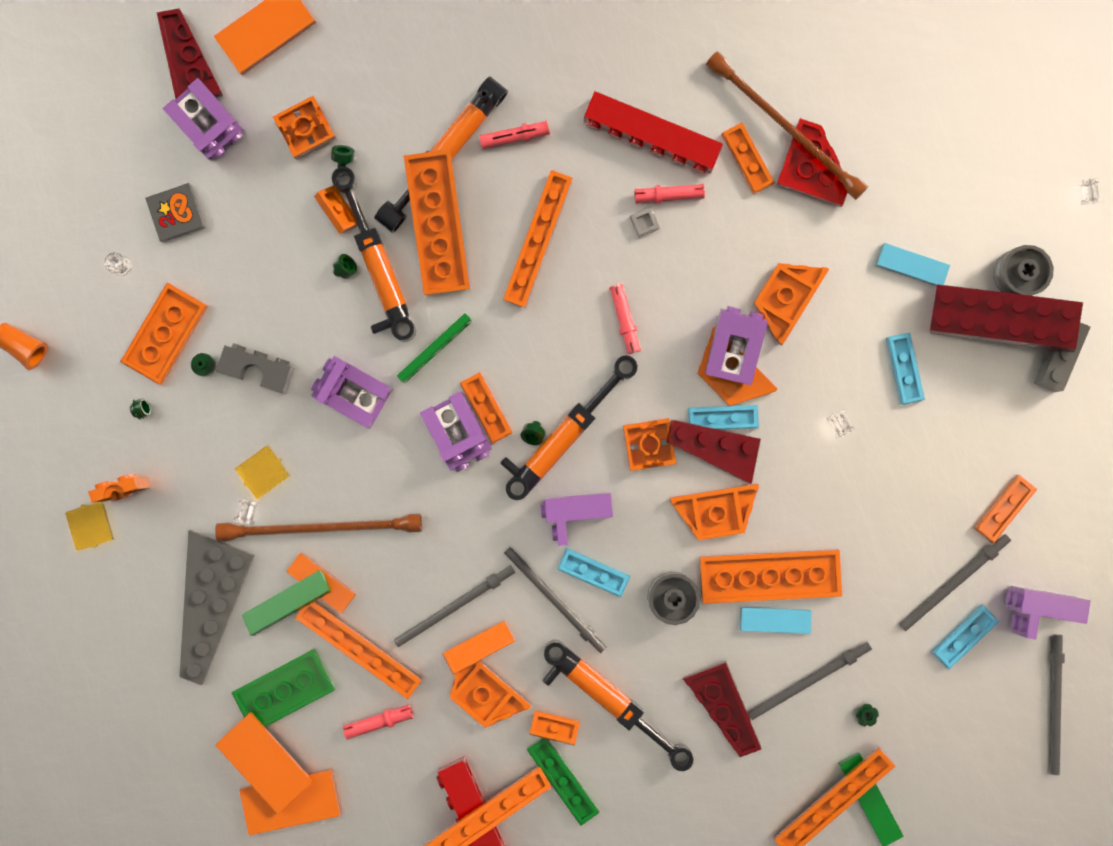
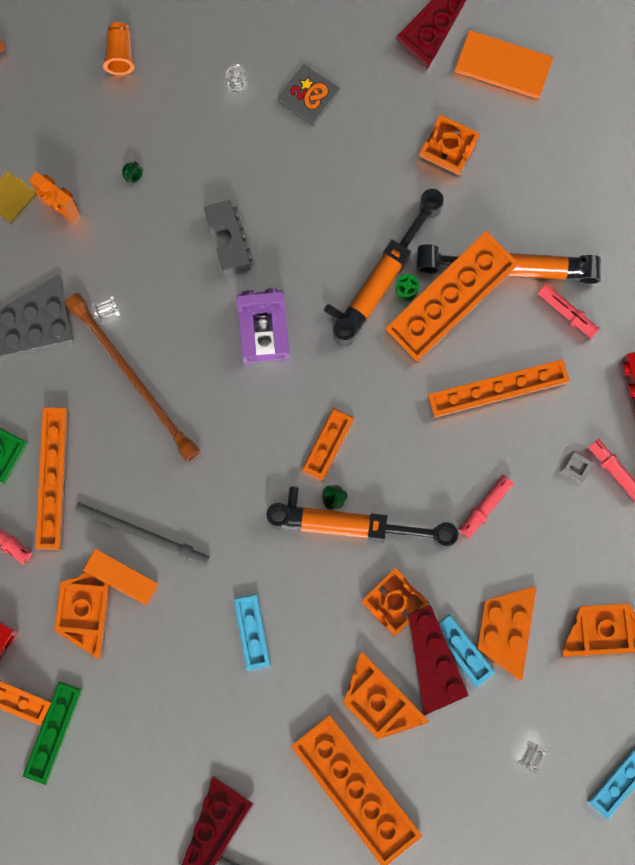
camera: 50 degrees right, 10 degrees down
(164, 333) = (205, 150): orange tile -> none
(208, 364) = (202, 196): dark green tile -> none
(221, 133) = (394, 81): medium lavender brick -> none
(262, 472) = (146, 301): clear yellow piece -> none
(286, 603) = (50, 392): tile -> none
(336, 209) = (403, 213): orange plate -> none
(340, 595) = (86, 410): orange tile -> none
(342, 155) = (450, 188): dark green tile -> none
(344, 266) = (361, 250): dark green tile -> none
(398, 248) = (407, 282): none -> green wheel
(434, 348) = (347, 367): green tile -> none
(472, 447) = (279, 448): medium lavender brick -> none
(554, 728) = (93, 692): orange plate -> none
(574, 508) = (295, 573): medium lavender brick -> none
(586, 632) = (196, 661): dark grey bar -> none
(610, 698) = (152, 723): piece -> none
(675, 611) = (264, 723): dark grey wheel -> none
(742, 325) = (557, 614): medium lavender brick -> none
(775, 620) = (321, 823): medium azure tile -> none

